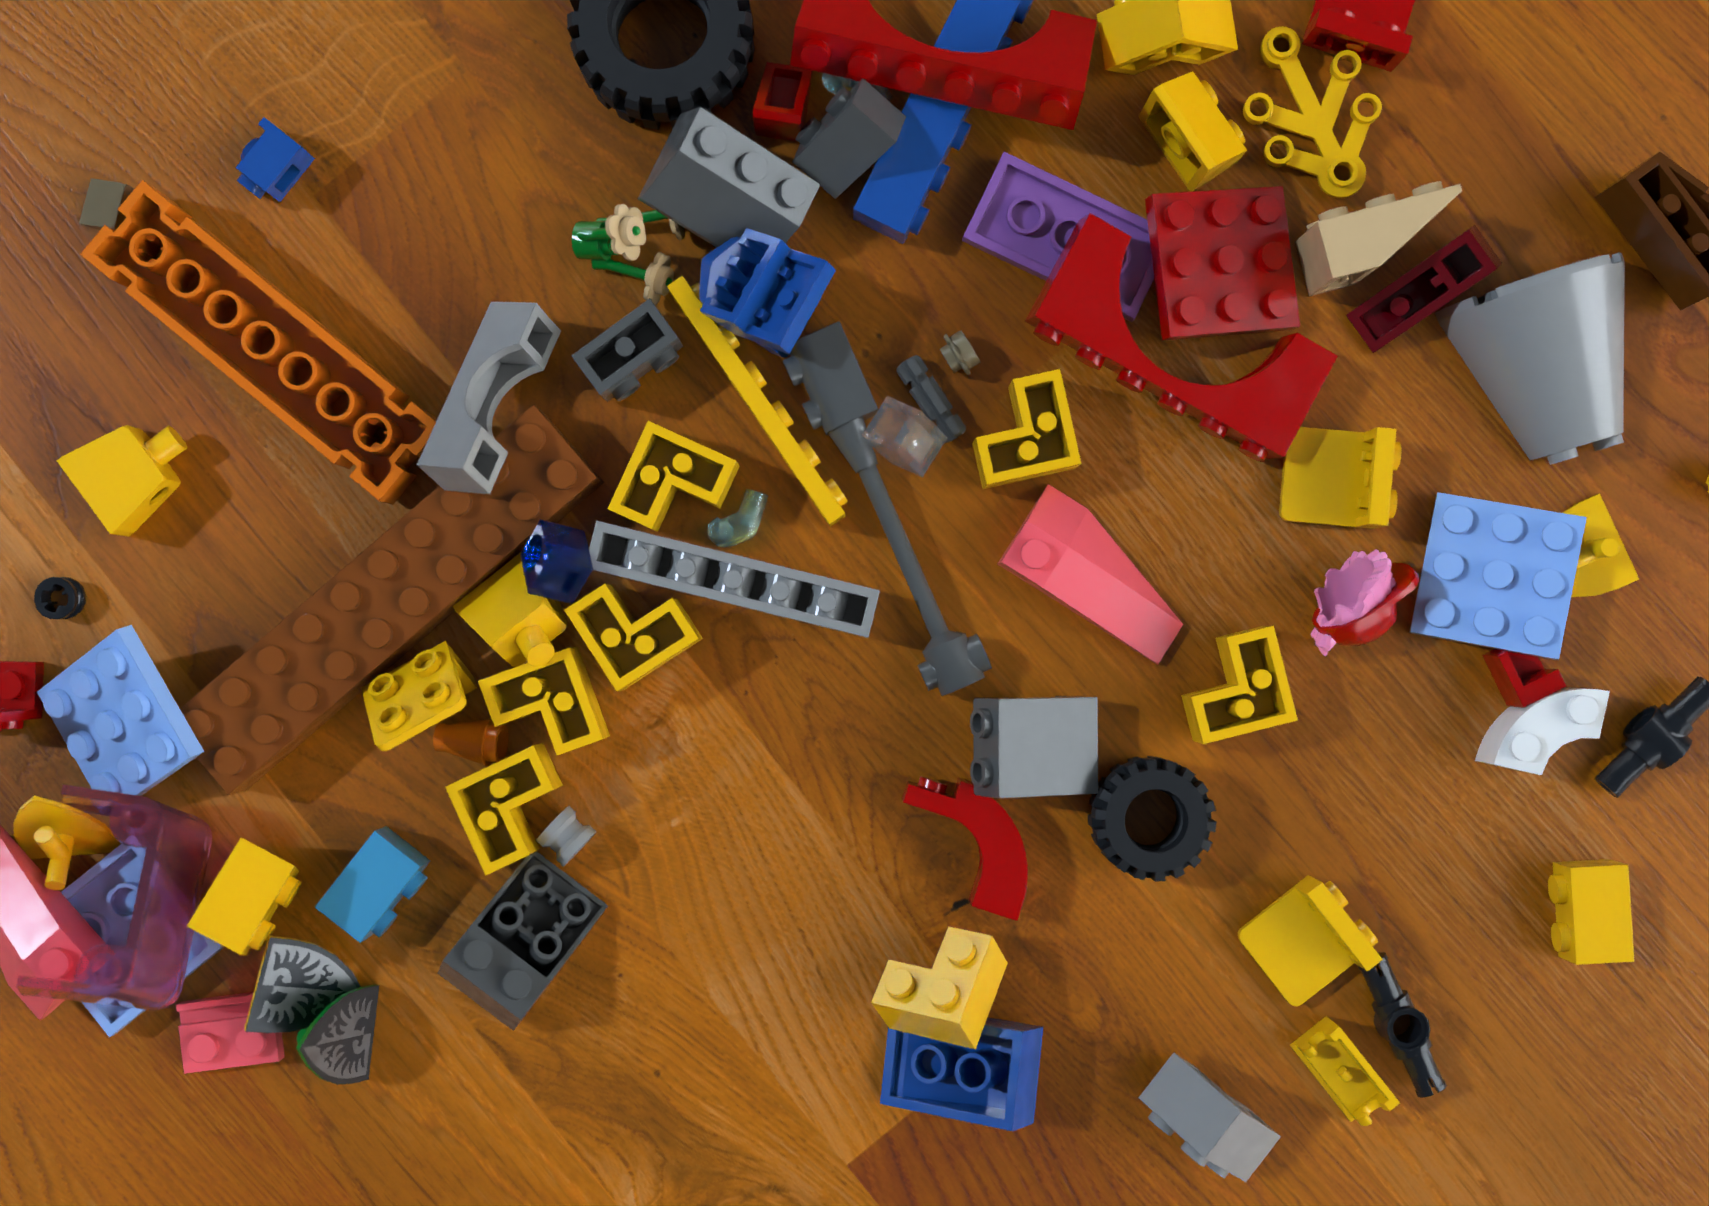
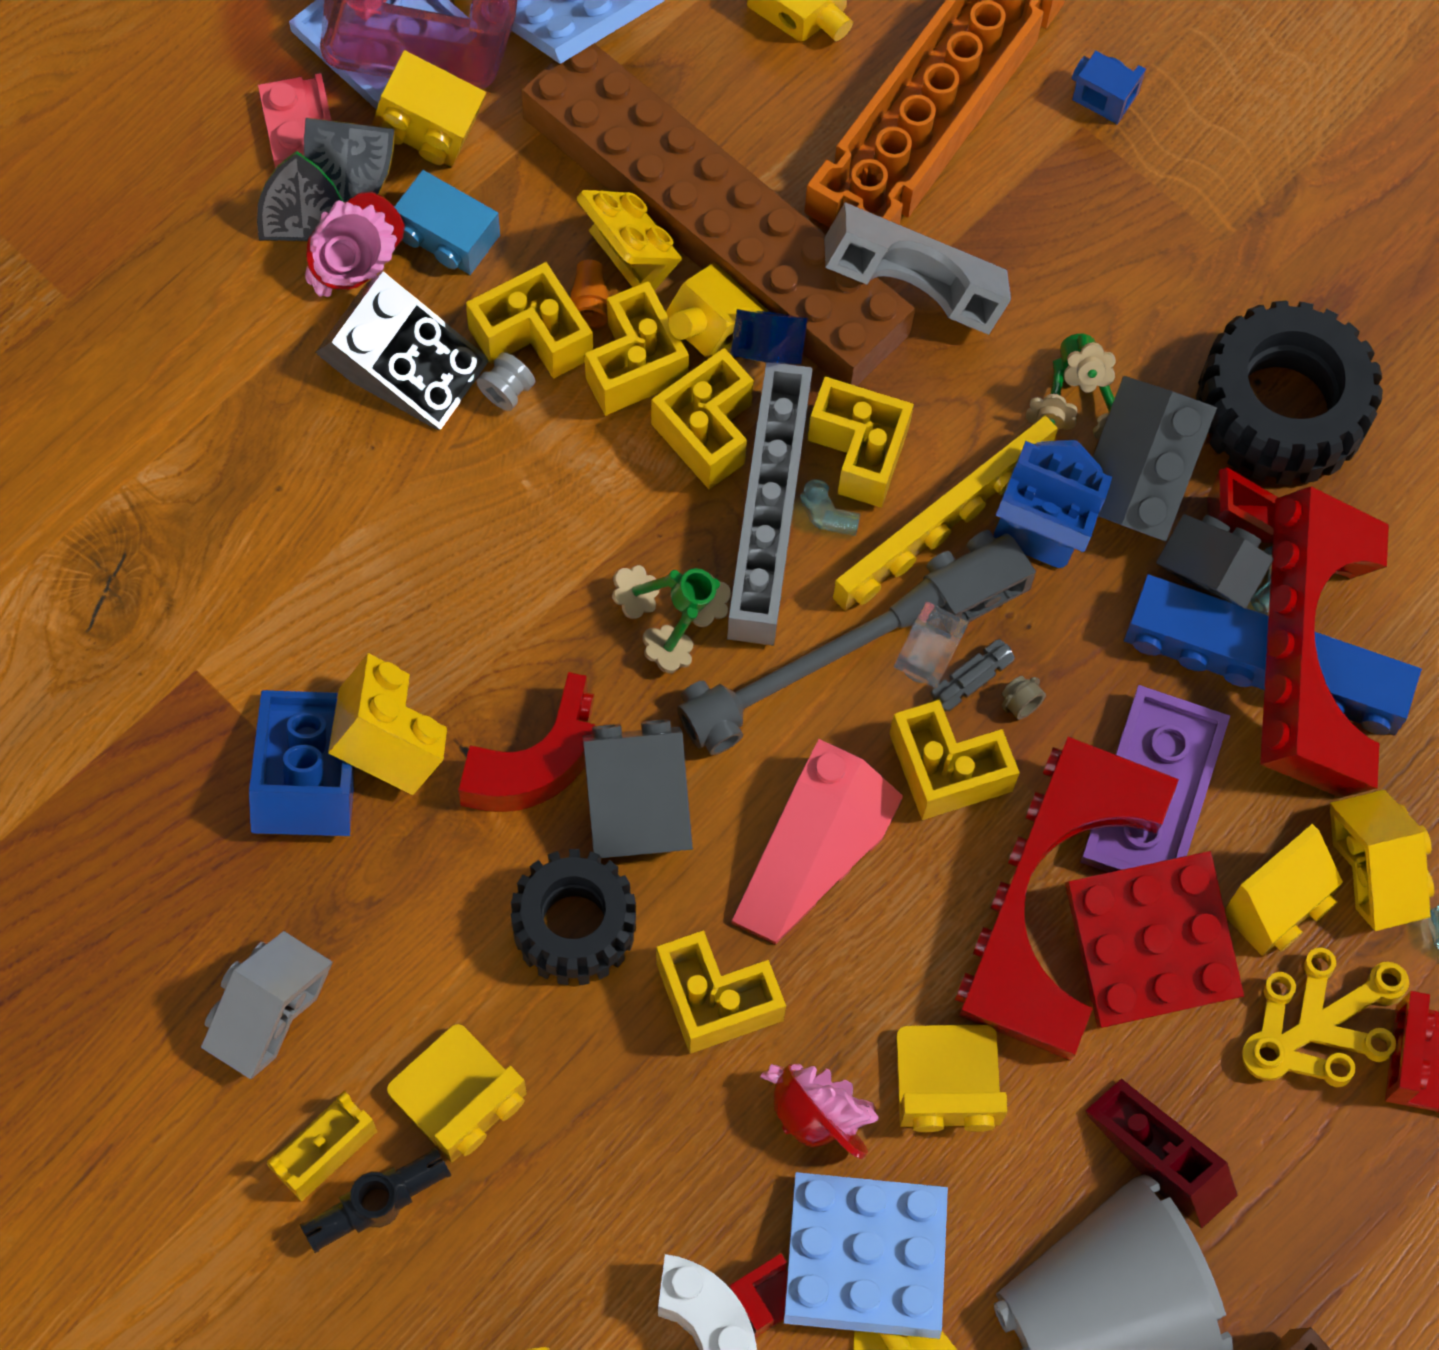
camera: 80 degrees right, 20 degrees down
(394, 984) = (352, 243): none -> bright pink hair
(628, 352) = (977, 391): dark grey brick -> none
(840, 673) = (693, 594): none -> plant
(1352, 245) = (1200, 1075): tan slope -> none

